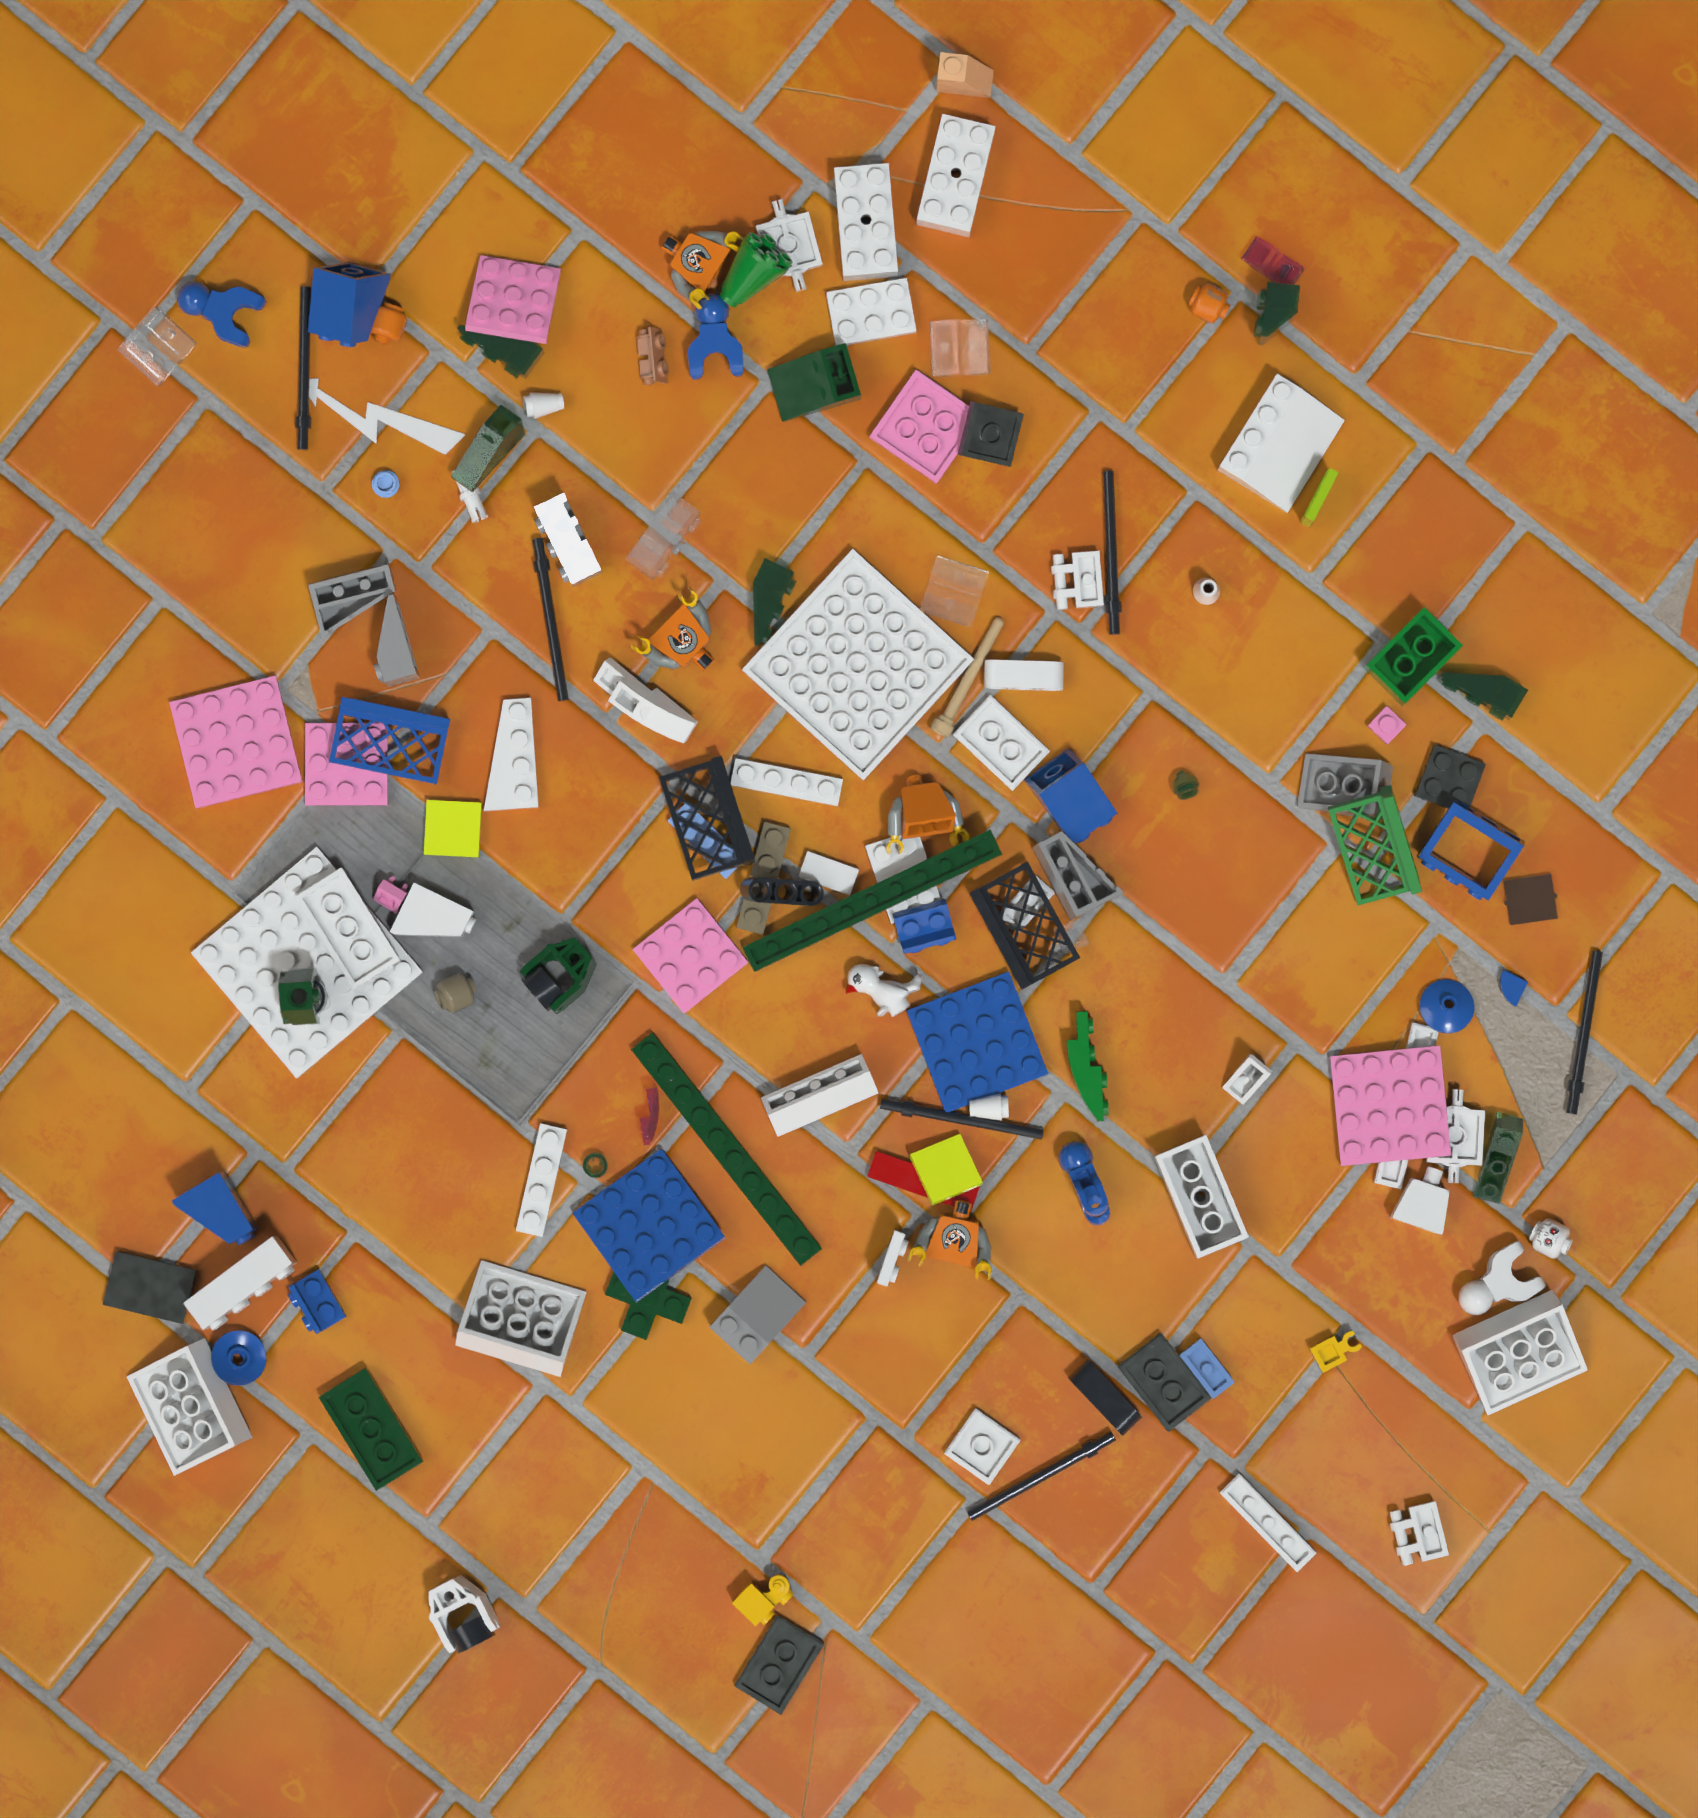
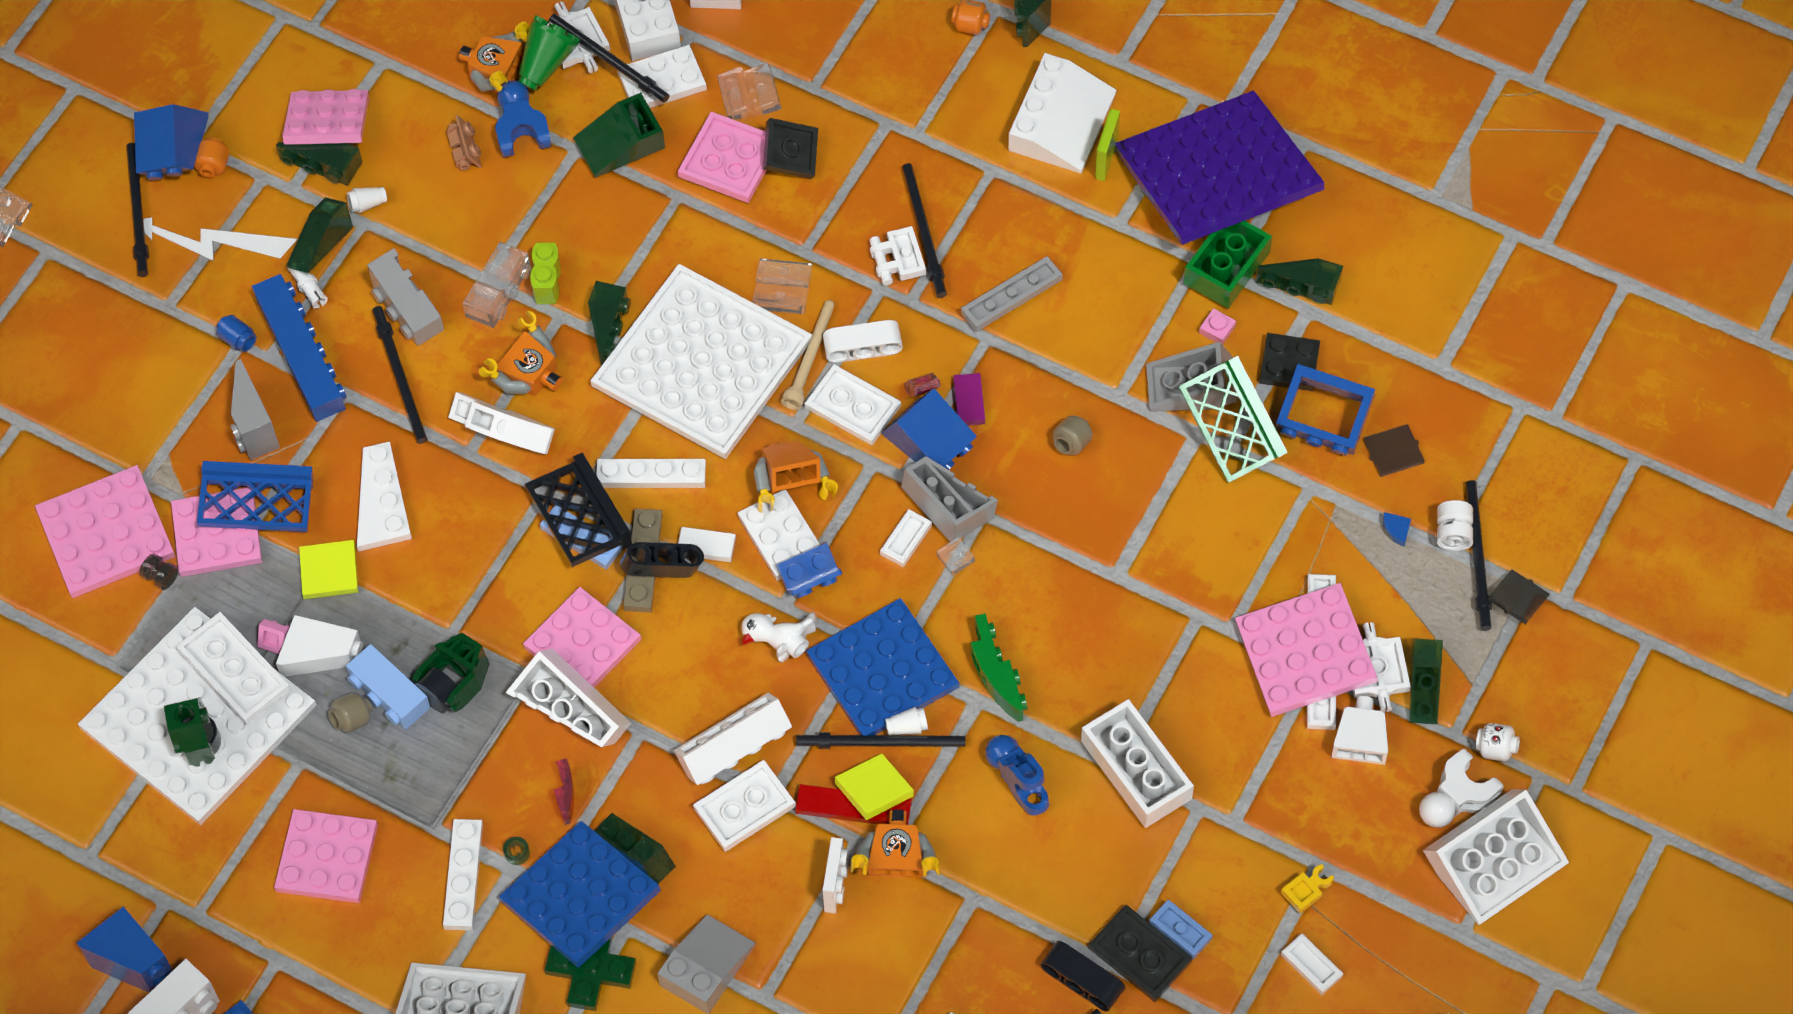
camera: 10 degrees left, 25 degrees down
(218, 308) = (52, 171): blue piece -> none
(285, 801) = (158, 571): none -> clear smoke wheel
(348, 595) = (200, 380): light grey wedge -> none
(385, 484) = (225, 288): light blue plate -> none
(390, 541) = (236, 333): none -> blue brick
(414, 1135) = (326, 856): none -> bright pink plate
(452, 571) = (299, 347): none -> blue brick
(493, 973) = (387, 687): none -> light blue brick
(669, 1025) = (568, 698): none -> white wedge
(706, 1187) = (637, 847): none -> clear green slope
(717, 526) = (545, 273): none -> lime brick
(726, 1149) = (650, 813): dark green plate -> none
(819, 1163) = (744, 805): none -> white plate
(853, 326) = (644, 83): none -> black bar
(872, 900) = (752, 553): dark green plate -> none
(1003, 936) = (886, 563): black fence -> none
(1073, 744) = (922, 384): none -> clear pink slope
(1119, 760) = (969, 398): none -> magenta tile
(1185, 648) = (1011, 294): none -> light grey plate
(1185, 785) = (1038, 408): plate -> none
(1203, 597) = (1020, 242): white cone -> none
(1213, 825) = (1072, 435): none -> dark tan head
(1247, 1079) = (1159, 648): white slope -> none
(1321, 1424) = (1311, 964): none -> white tile
(1428, 546) = (1218, 167): none -> dark purple plate
(1440, 1017) = (1338, 555): blue dish -> none
(1568, 1001) = (1455, 525): none -> white wheel
(1611, 1087) = (1518, 596): none -> clear smoke piece

